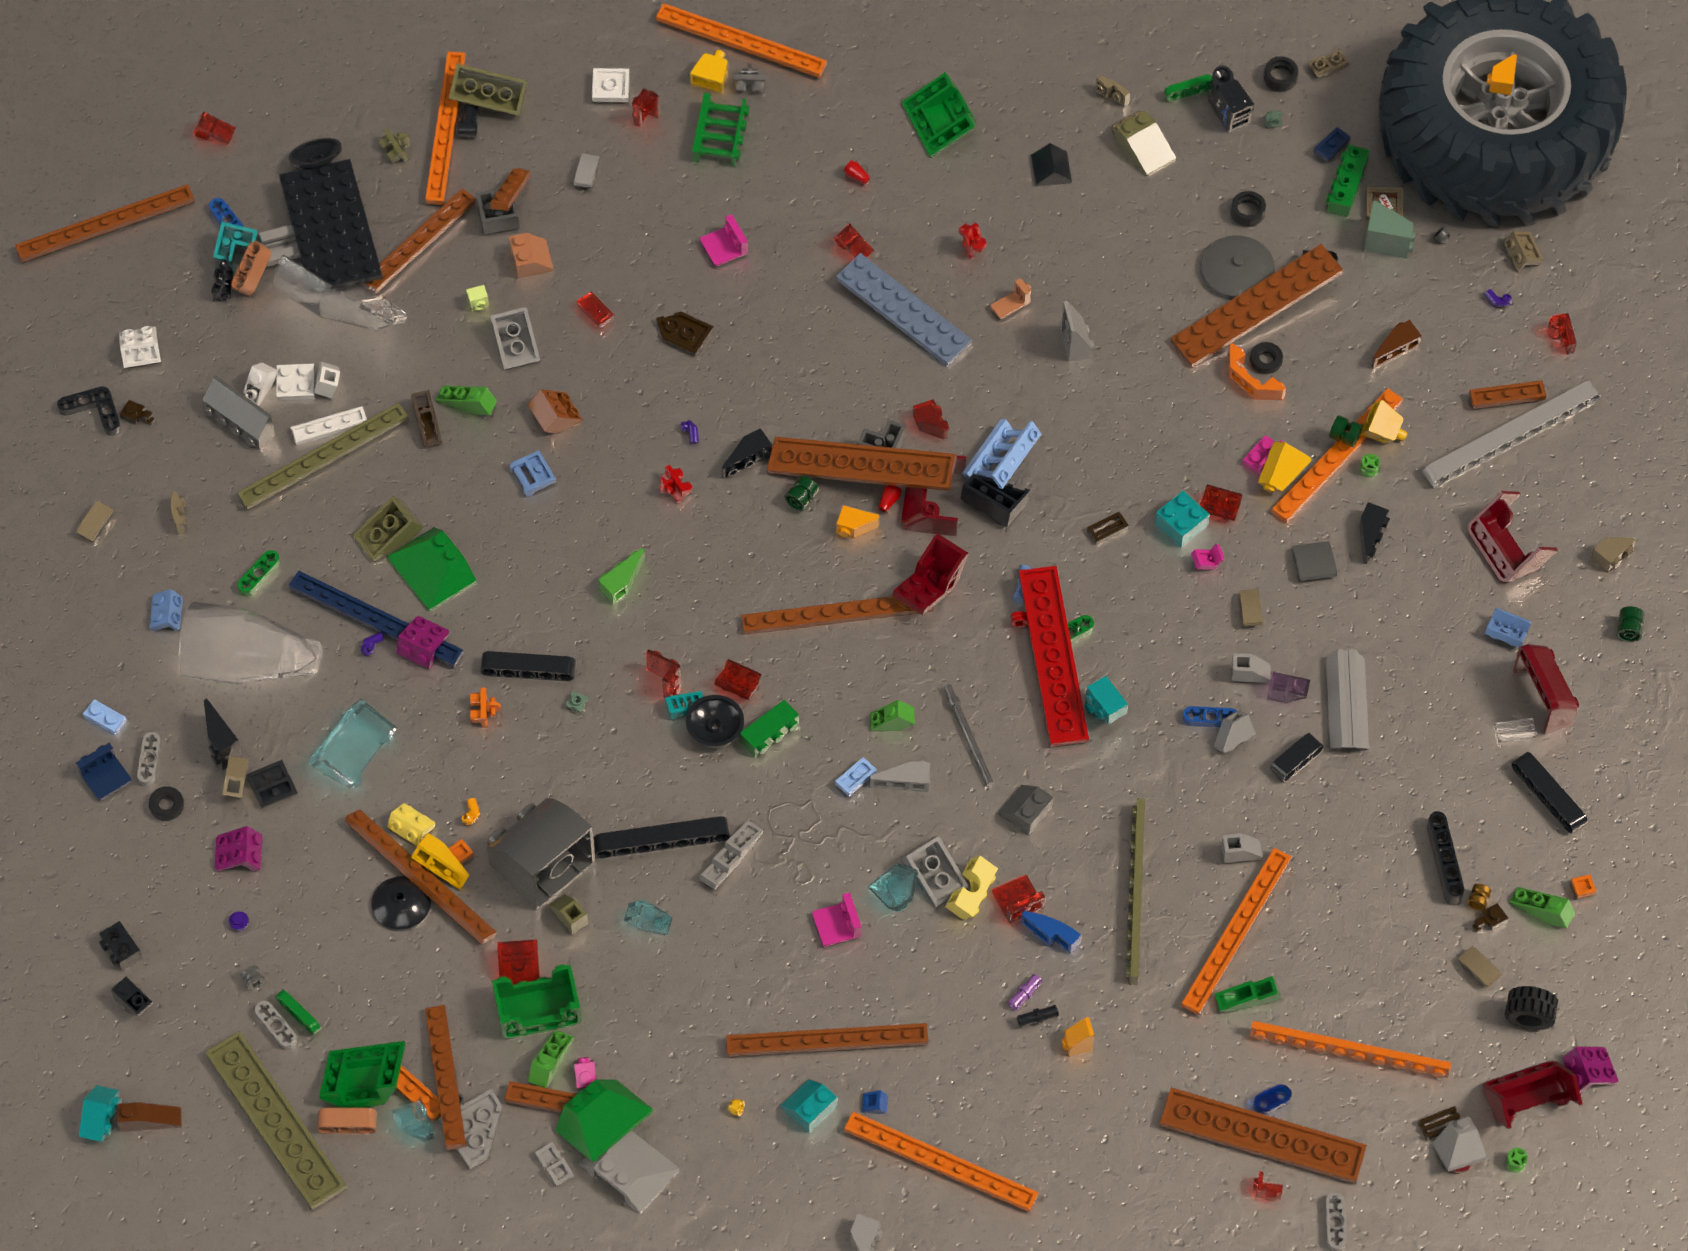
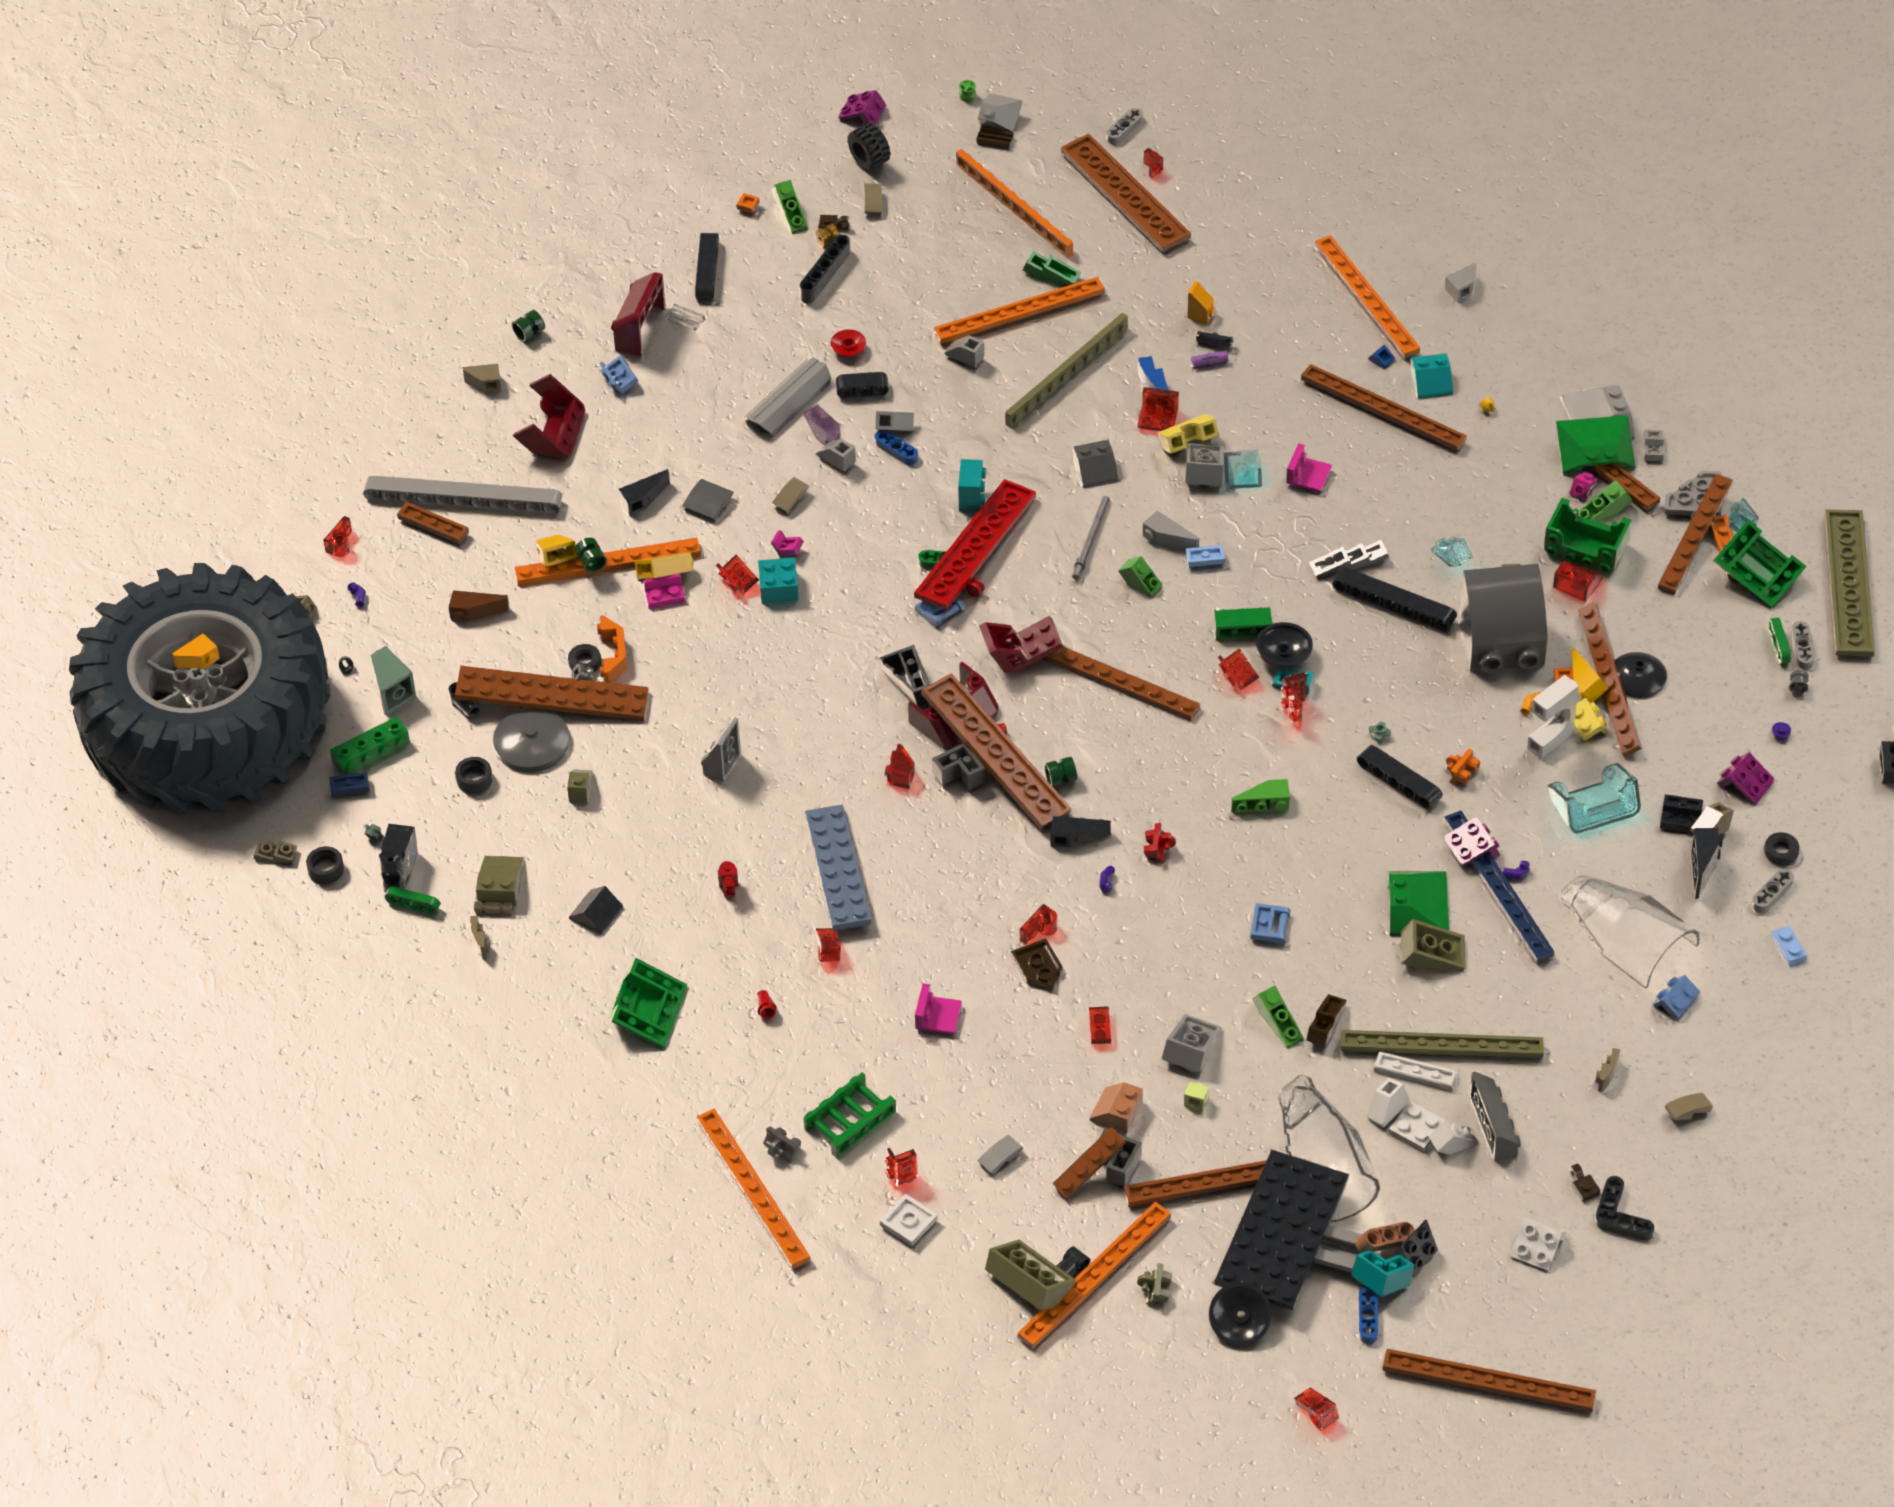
camera: 140 degrees left, 10 degrees down
(103, 772) = (1820, 897): dark blue bracket -> none
(260, 564) = (1564, 988): green beam -> none
(347, 1121) = (1792, 546): nougat beam -> none
(428, 772) = (1558, 709): none -> white arch
(554, 411) = (1209, 959): dark orange slope -> none
(708, 358) = (1043, 921): none -> clear red plate
(710, 72) = (807, 1173): yellow torso -> none
(855, 522) = (1037, 727): light orange slope -> none
(994, 445) = (869, 714): light blue fence -> none
(1014, 300) = (741, 820): nougat bracket -> none
(1094, 535) = (839, 617): dark brown tile -> none
(1162, 252) = (579, 785): none -> olive slope
(1250, 337) = (580, 672): none -> dark grey wheel
(1270, 1098) = (1097, 207): clear blue plate -> none
(1349, 784) = (848, 342): none -> red dish
(1370, 460) = (595, 532): bright green wheel -> none
(1387, 196) = (360, 715): dark tan tile -> none
(1531, 1088) = (899, 120): dark red windscreen -> none

